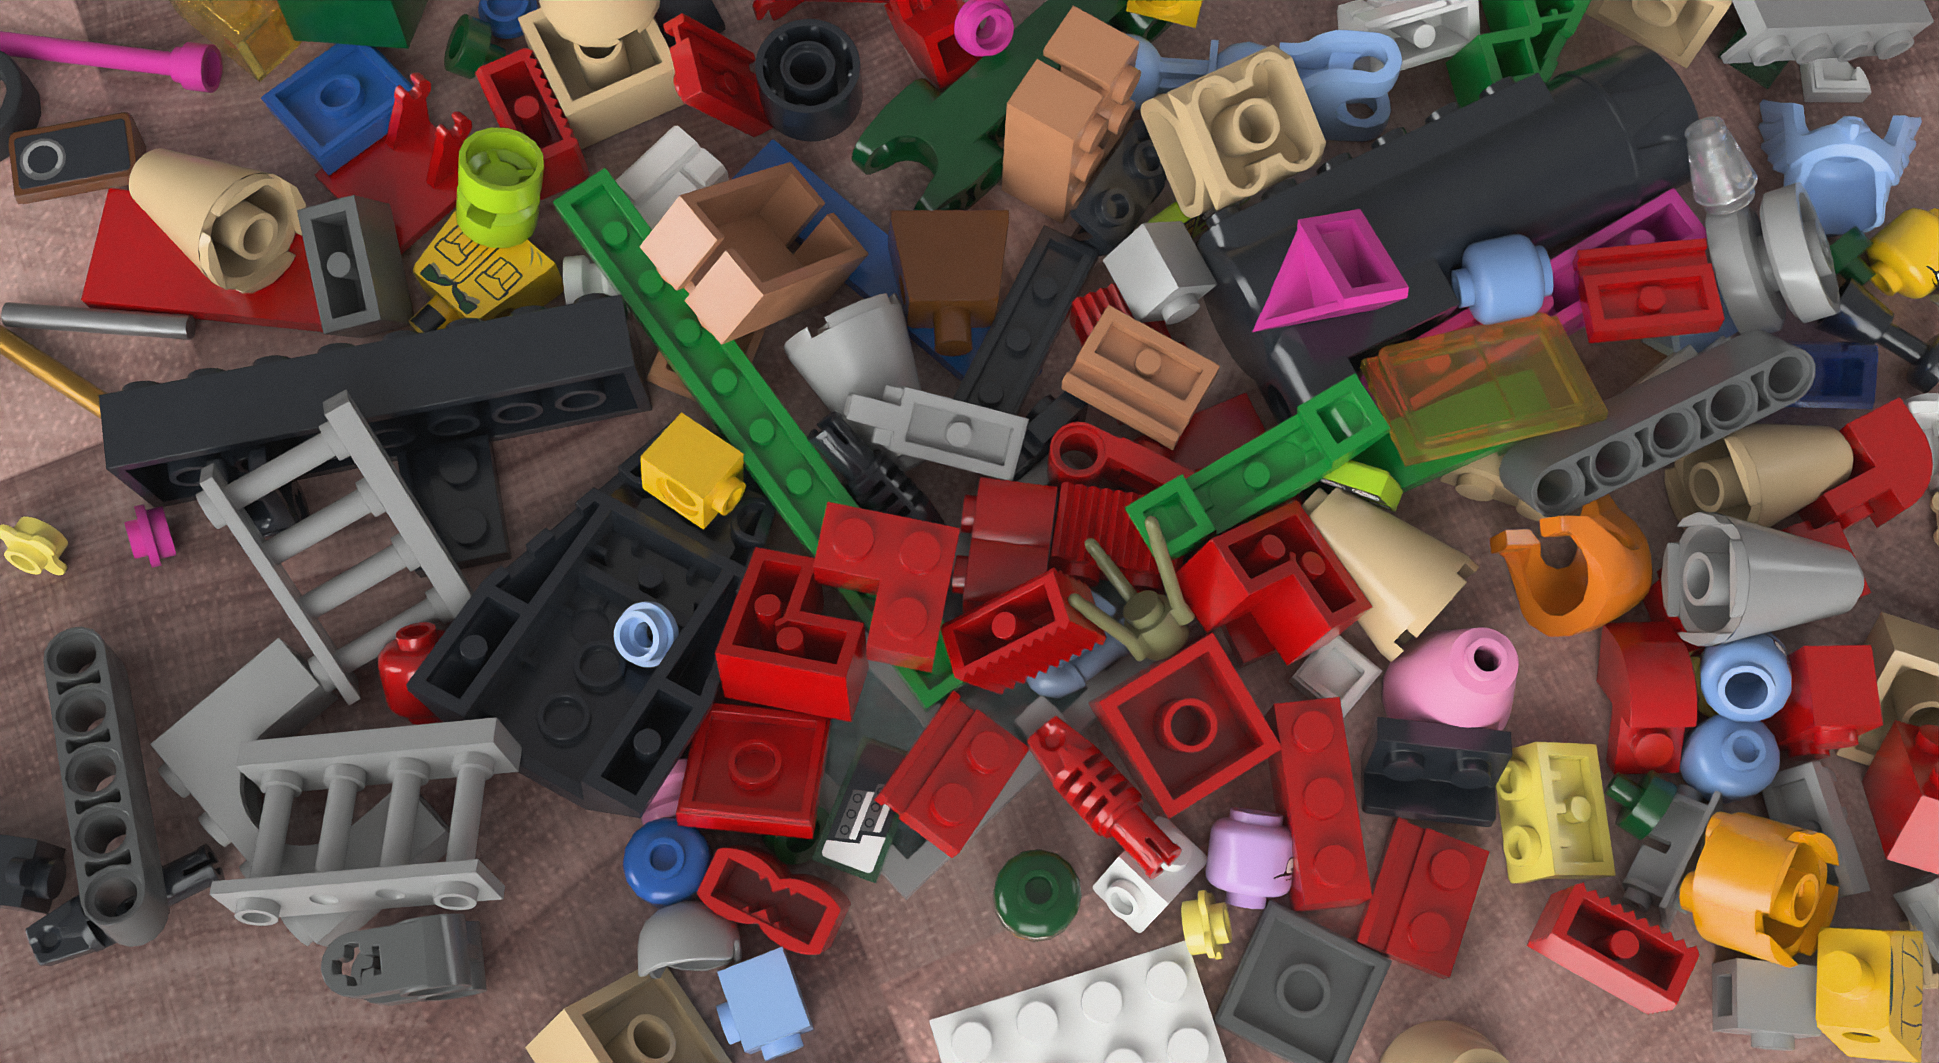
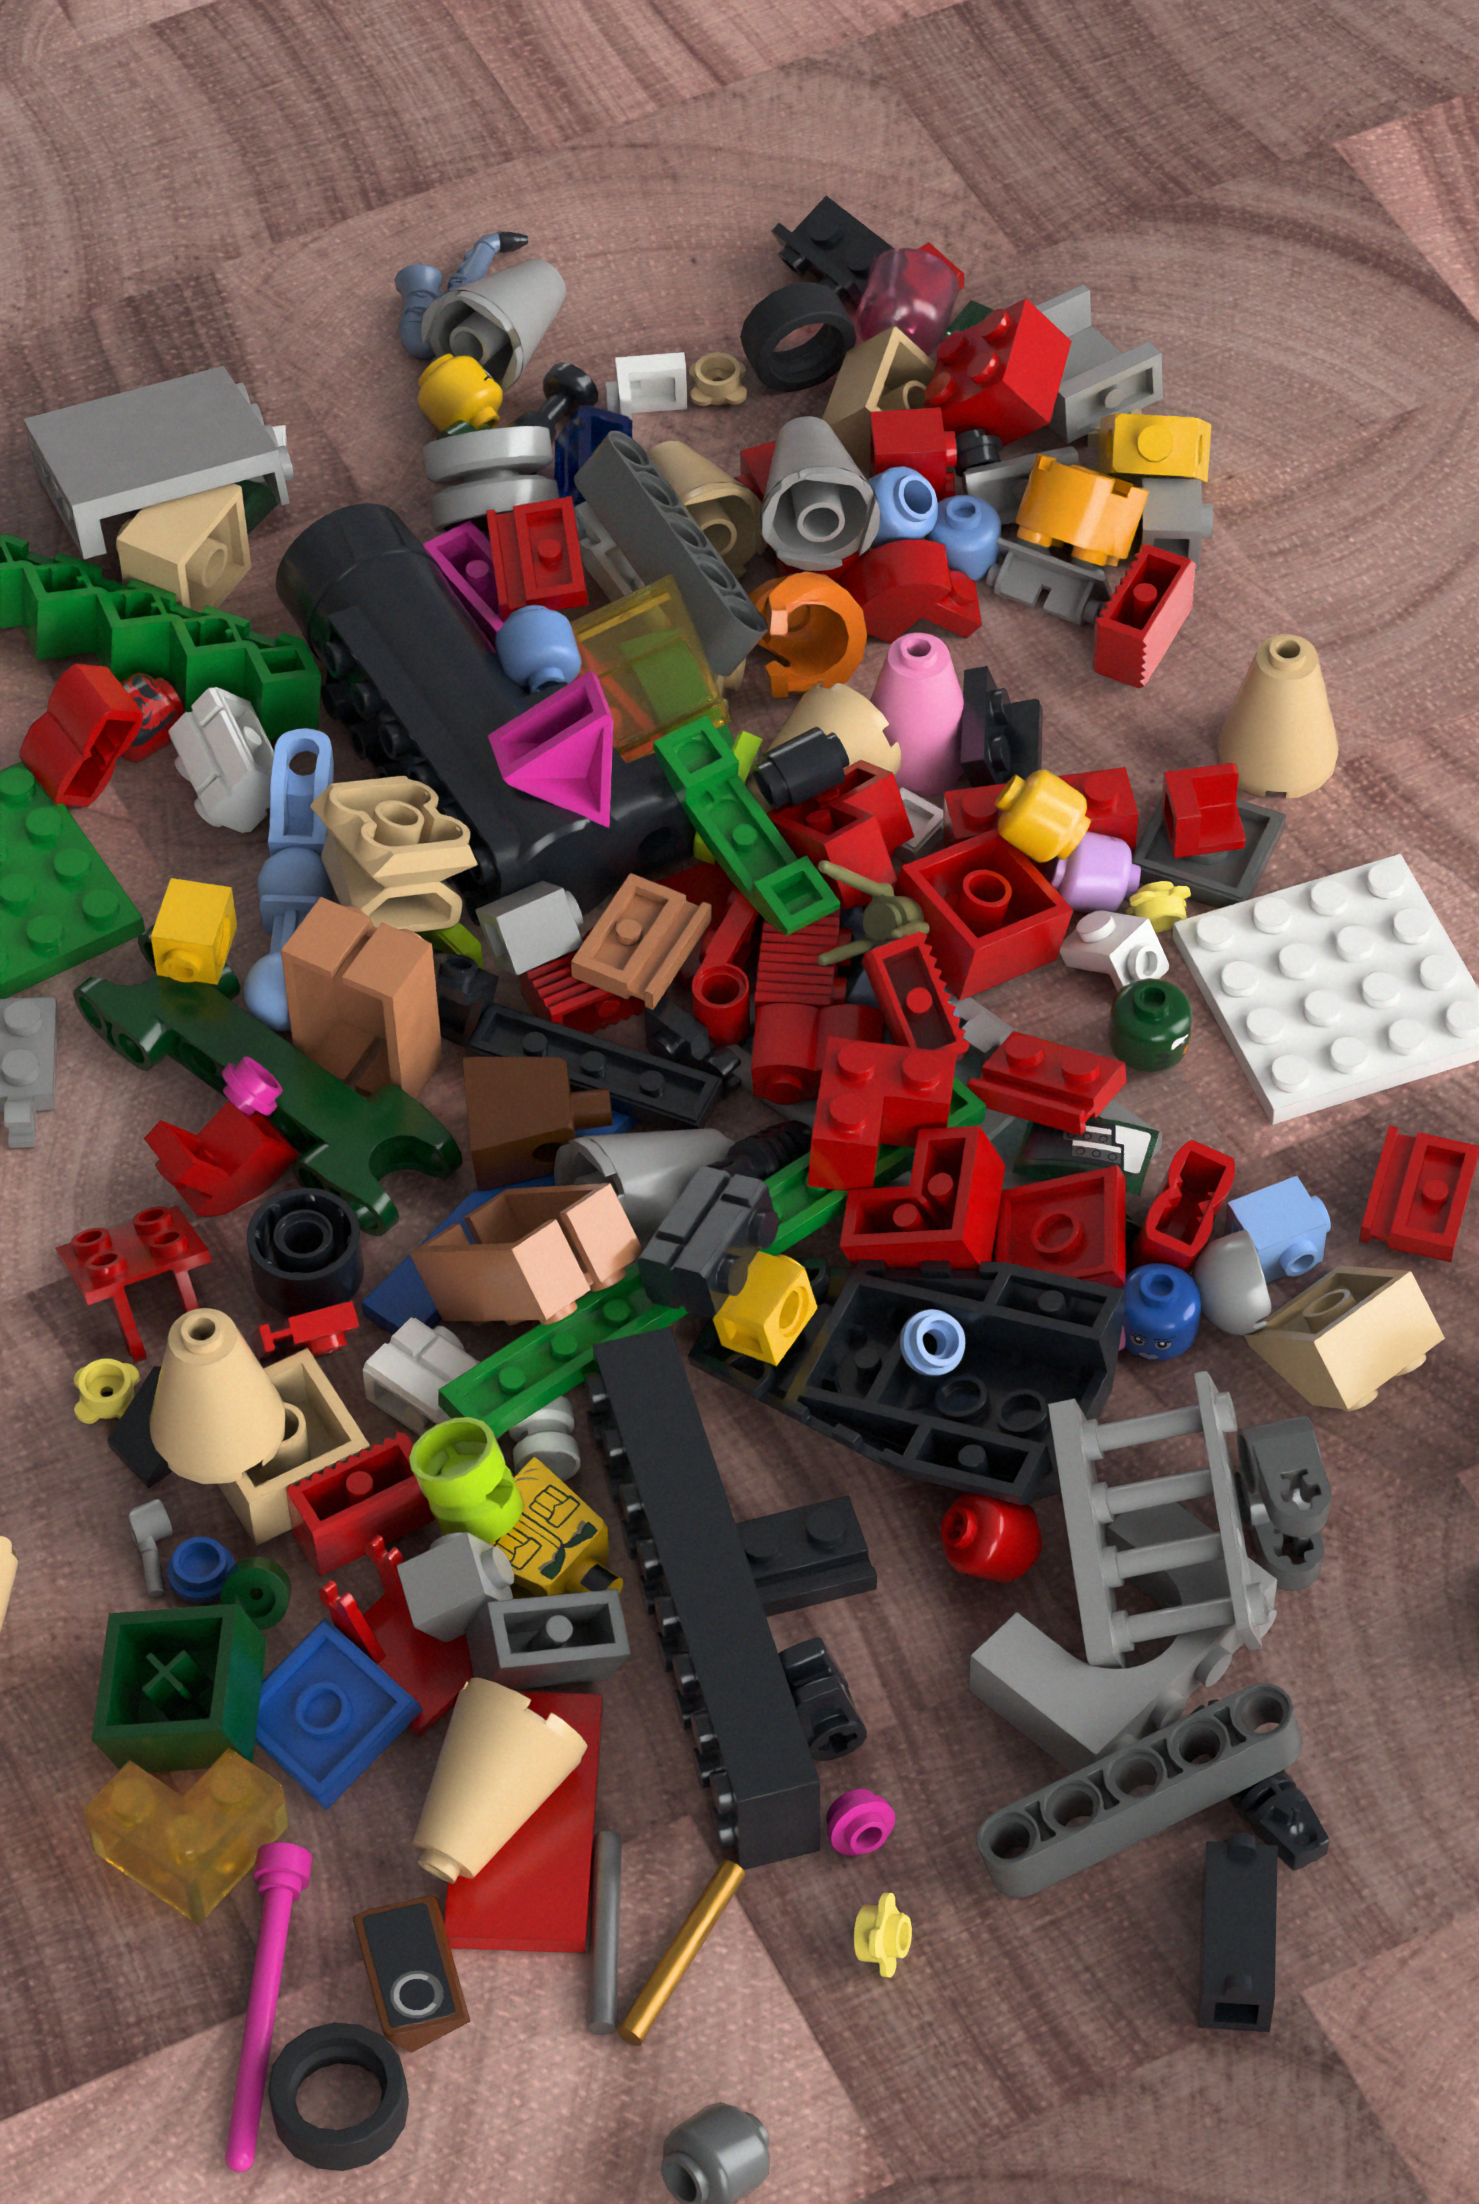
camera: 90 degrees left, 20 degrees down
(378, 492) = (876, 1526): light grey fence -> none
(411, 187) = (454, 1583): none -> light grey brick
(729, 405) = (708, 1242): none -> black brick
(942, 429) = (708, 1094): light grey hinge -> none
(1101, 794) = (1053, 969): red hinge -> none
(1277, 788) = (1042, 816): none -> yellow head
(1321, 984) = (1202, 810): none -> red panel
(1338, 533) = (801, 768): none -> black brick
(1421, 898) = (1097, 743): red plate -> none
(1554, 813) = (1032, 662): light yellow bracket -> none
(1641, 802) = (1008, 600): dark green tile -> none
(1718, 168) = (417, 497): clear cone -> none
(1839, 164) = (379, 446): light blue helmet -> none
(1854, 778) = (976, 449): none -> black plate
(1887, 471) = (685, 417): red brick -> none

